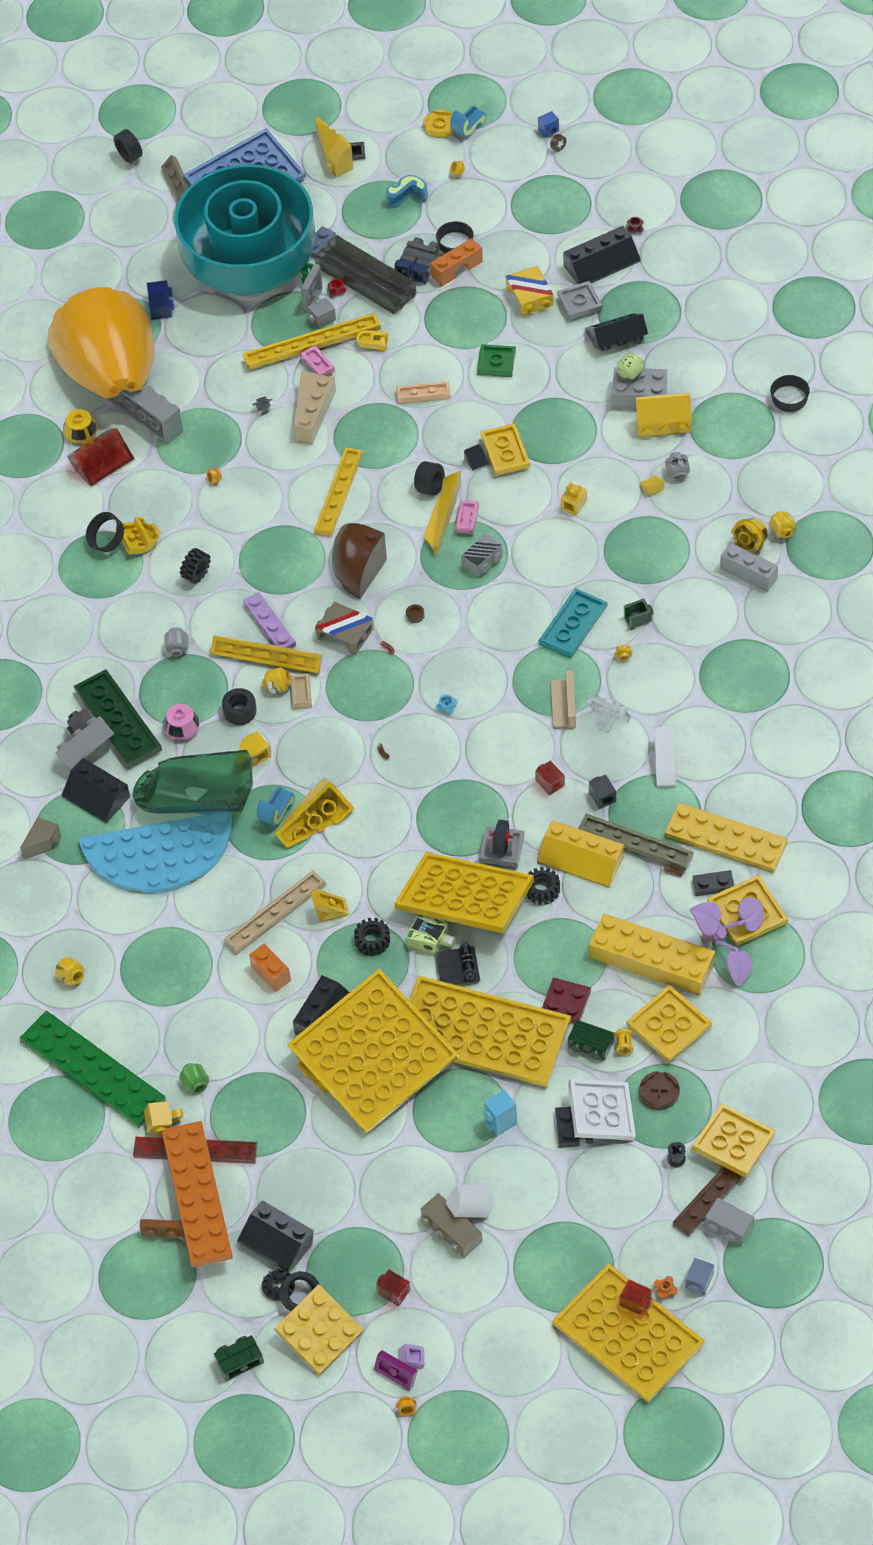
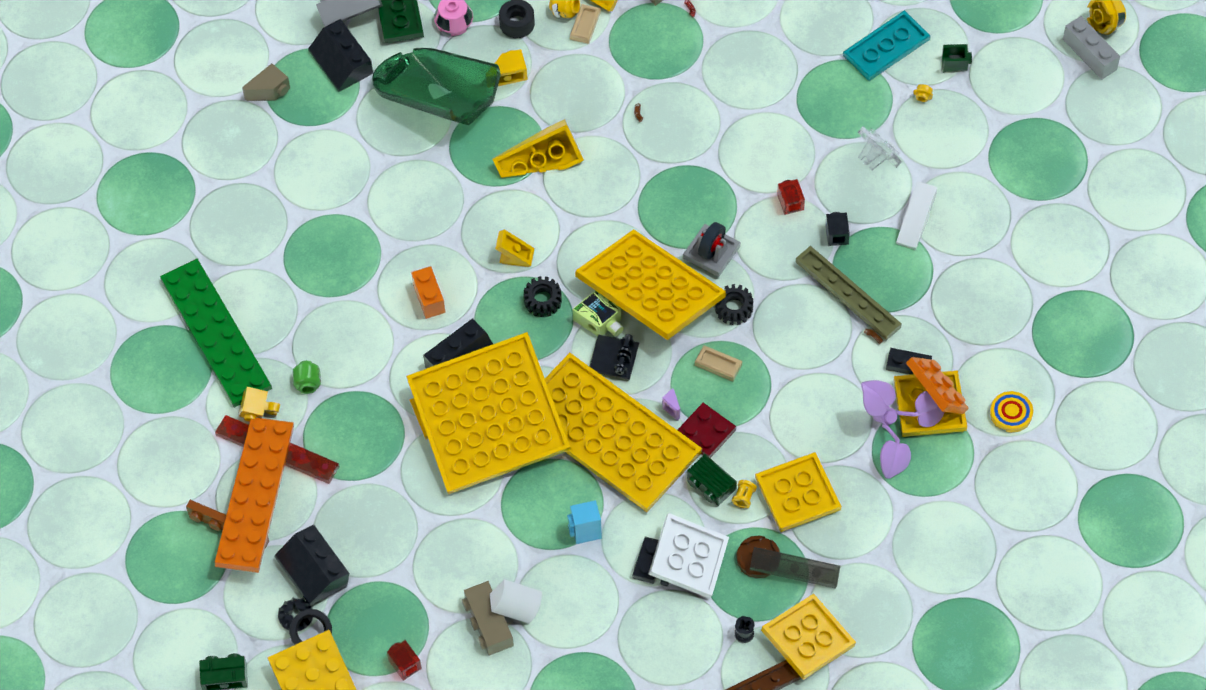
camera: 20 degrees right, 5 degrees up
(69, 971) = (235, 227): yellow head -> none
(159, 854) = (376, 141): medium azure plate -> none
(274, 912) = (459, 238): tan tile -> none
(275, 809) = (505, 134): dark azure animal -> none
(446, 699) = (722, 81): medium azure plate -> none
(527, 988) = (671, 405): none -> lavender slope
(550, 940) = (718, 363): none -> tan tile
(563, 702) = (841, 123): tan panel -> none
(581, 853) = (787, 285): yellow slope -> none
(652, 954) = (812, 414): yellow brick -> none
(695, 1087) = (794, 567): none -> clear smoke tile
(726, 837) = (943, 320): yellow plate -> none
(751, 891) = (937, 385): none -> orange plate
(782, 524) = (1145, 15): yellow head -> none
(818, 893) = (1011, 411): none -> yellow tile

